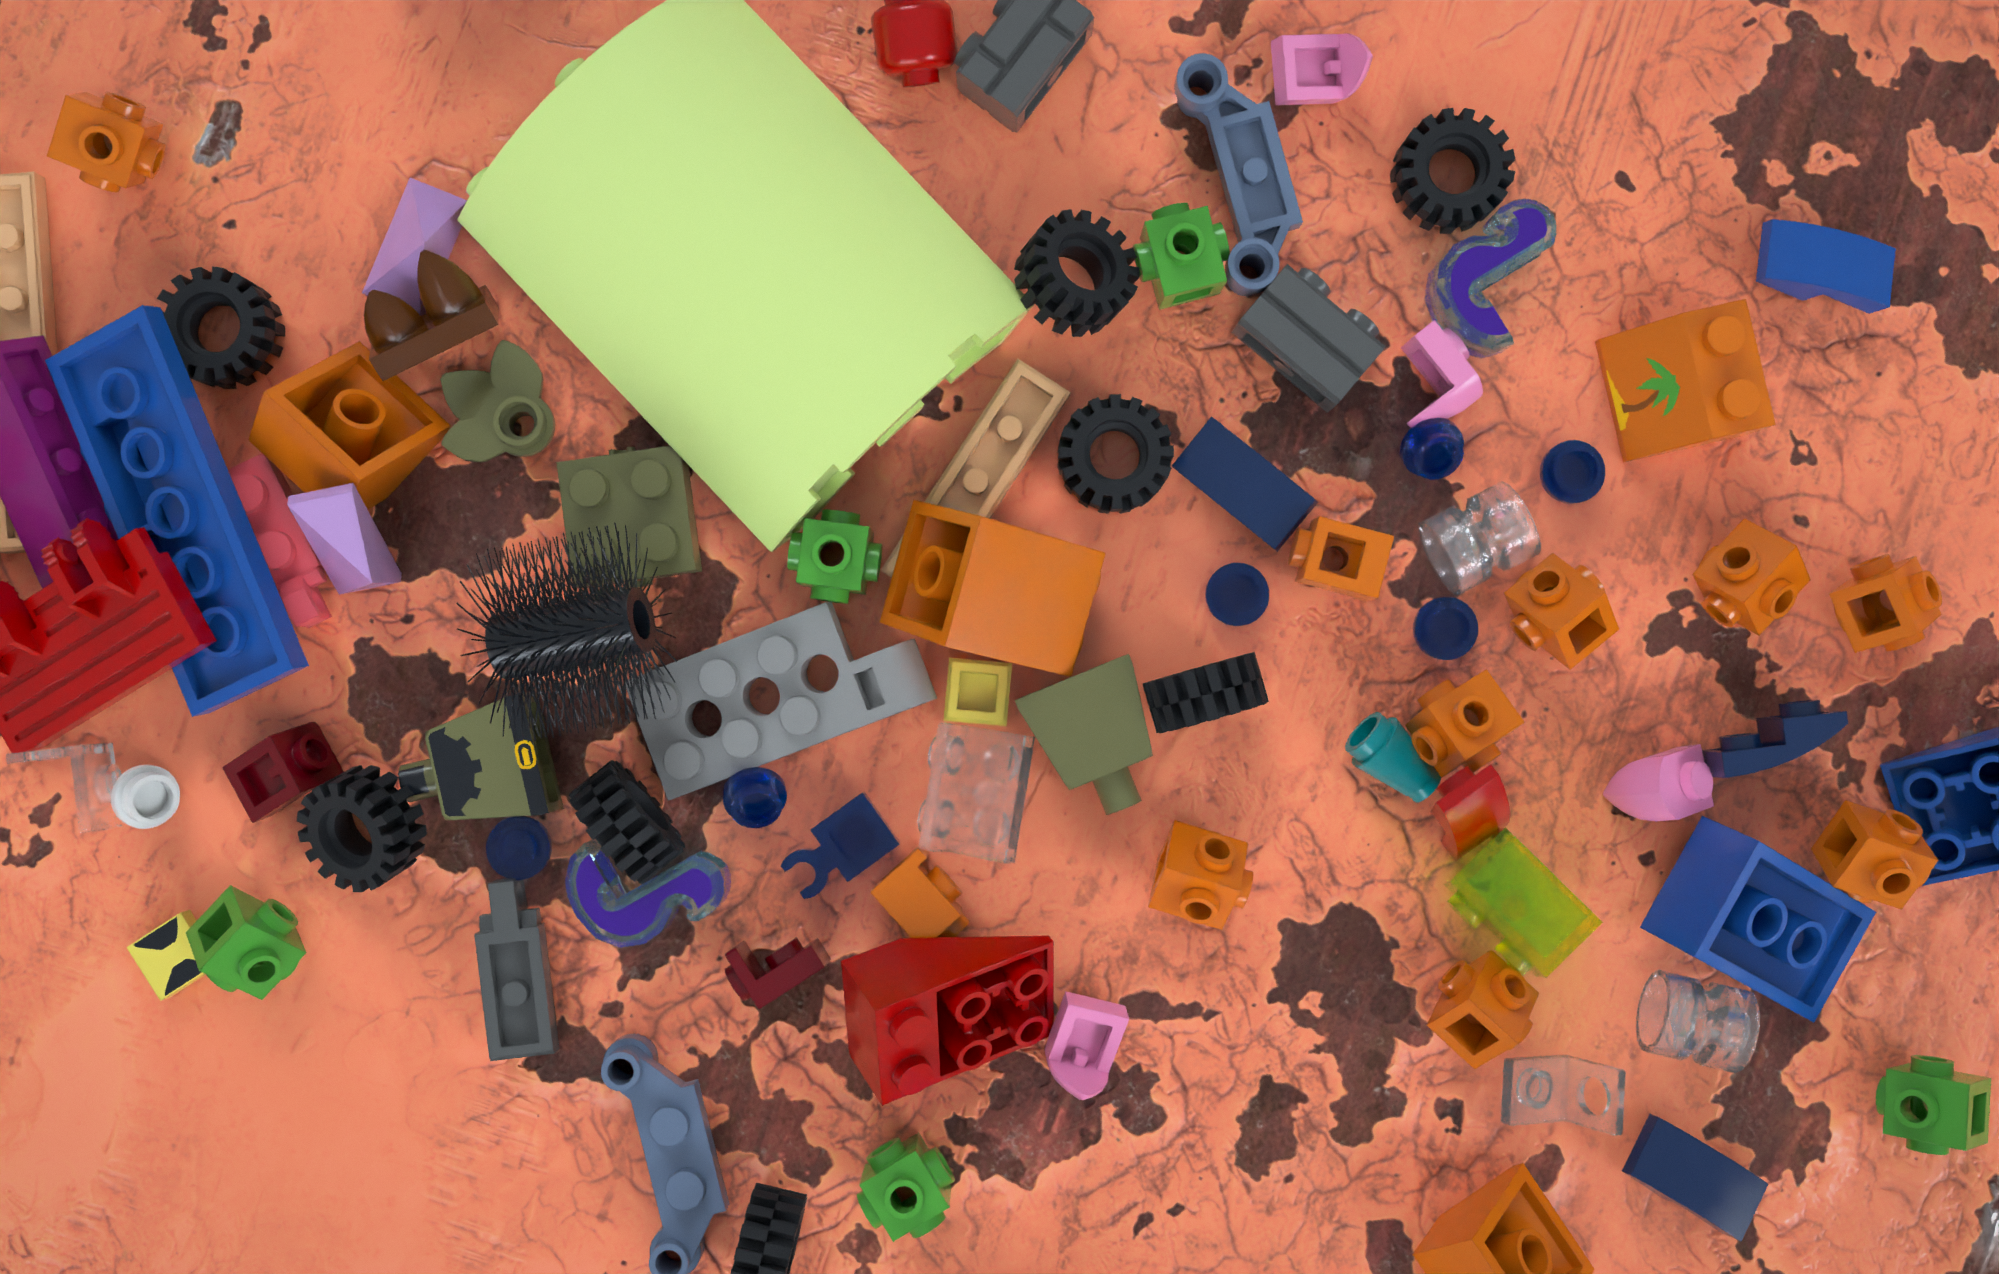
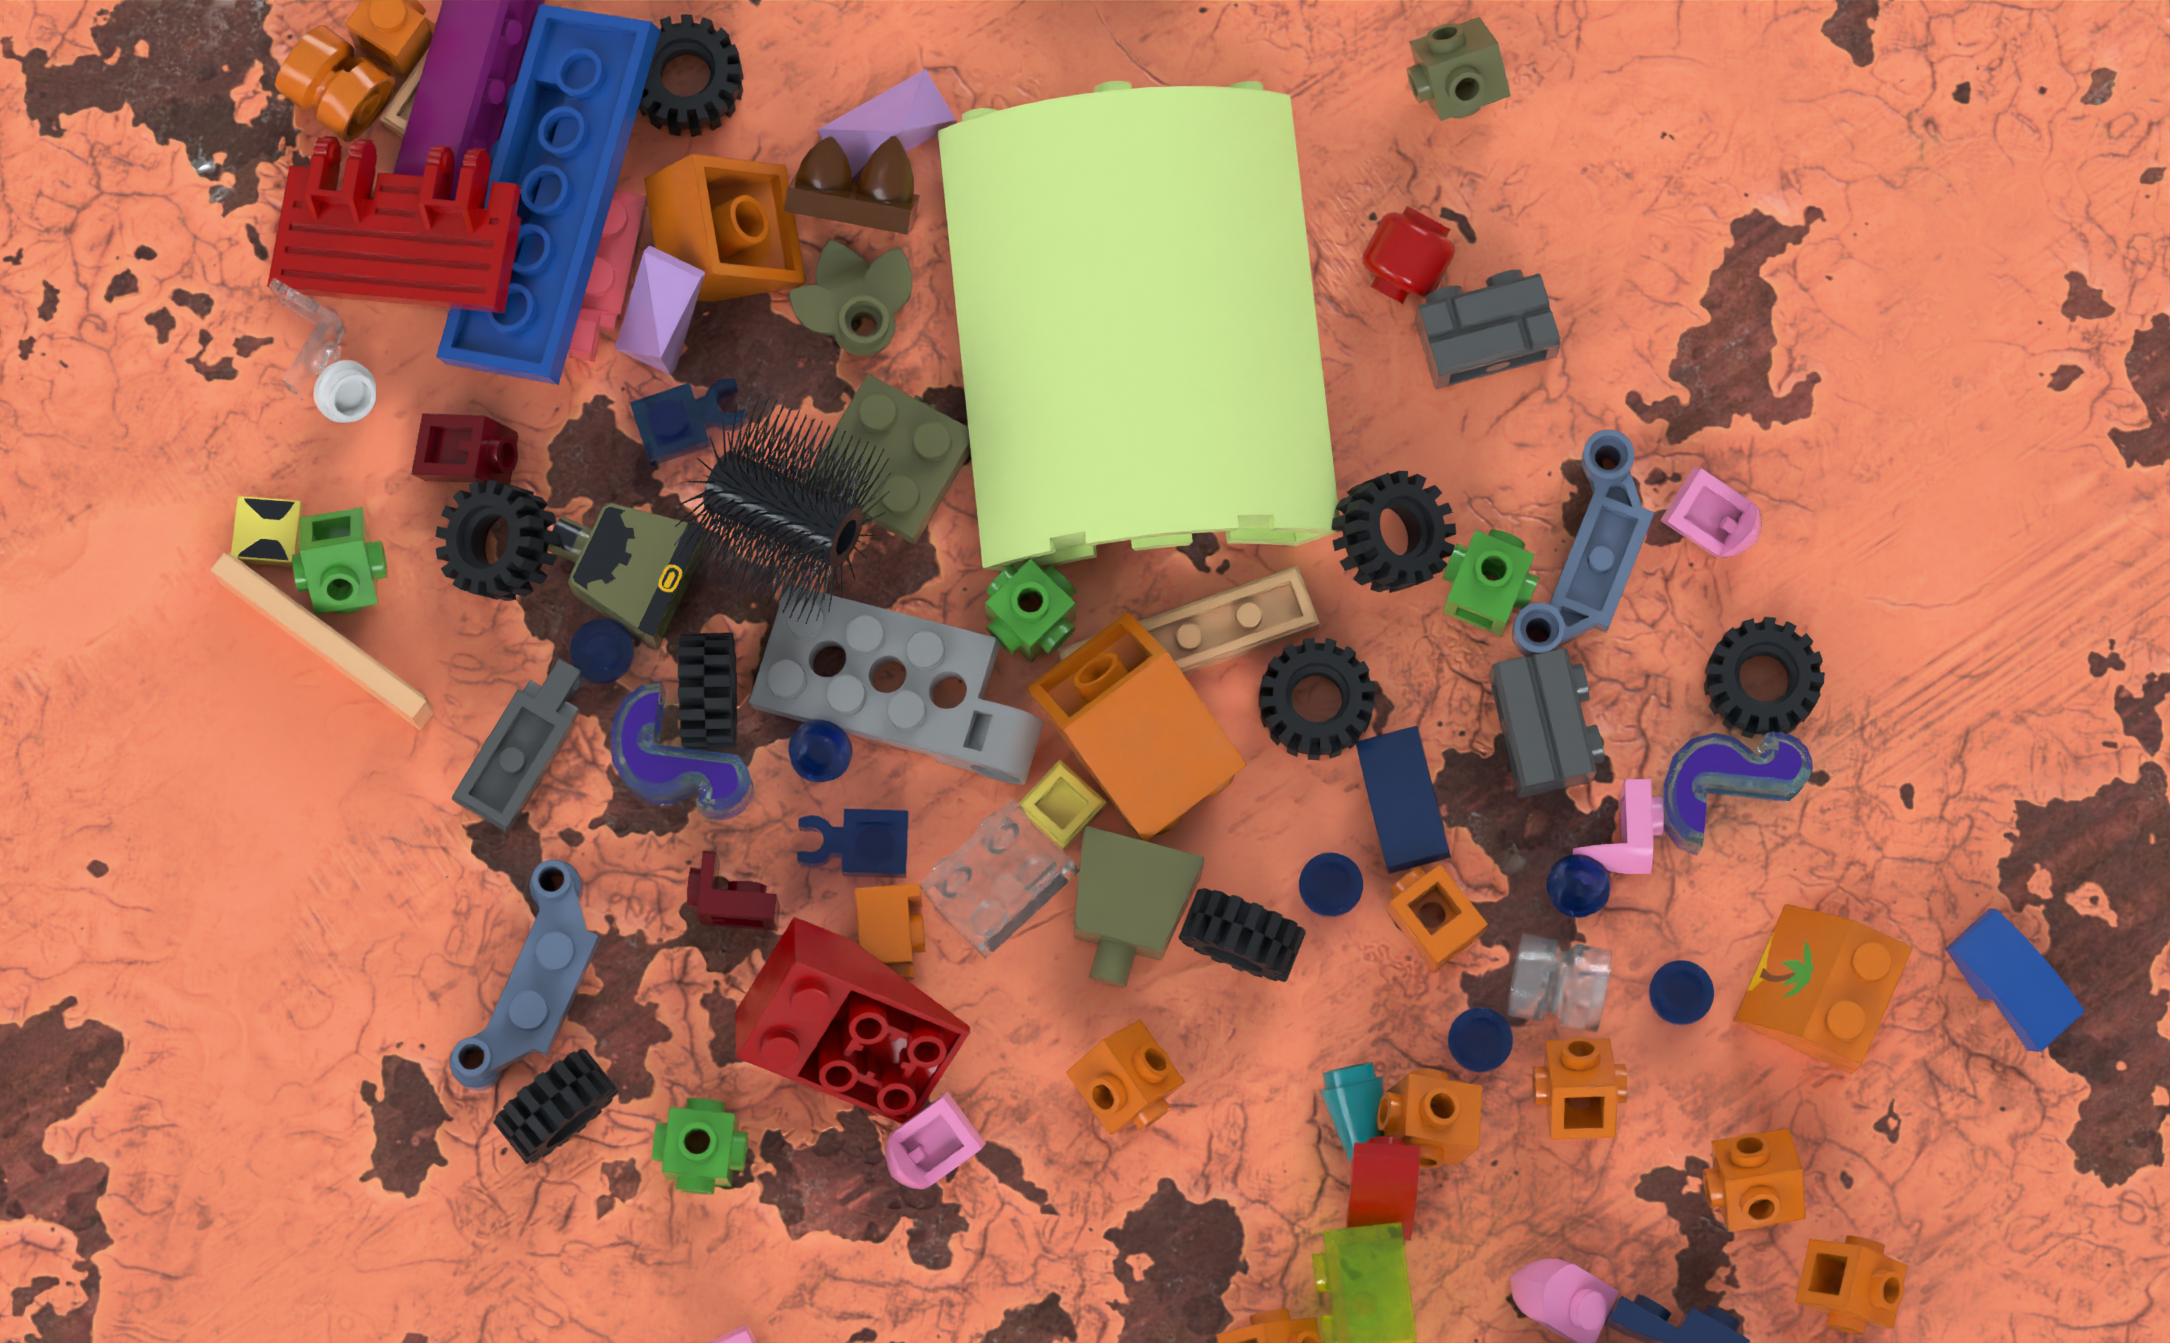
camera: 40 degrees right, 10 degrees down
(286, 1013) = (323, 640): none -> light nougat tile
(430, 615) = (676, 422): none -> clear blue plate

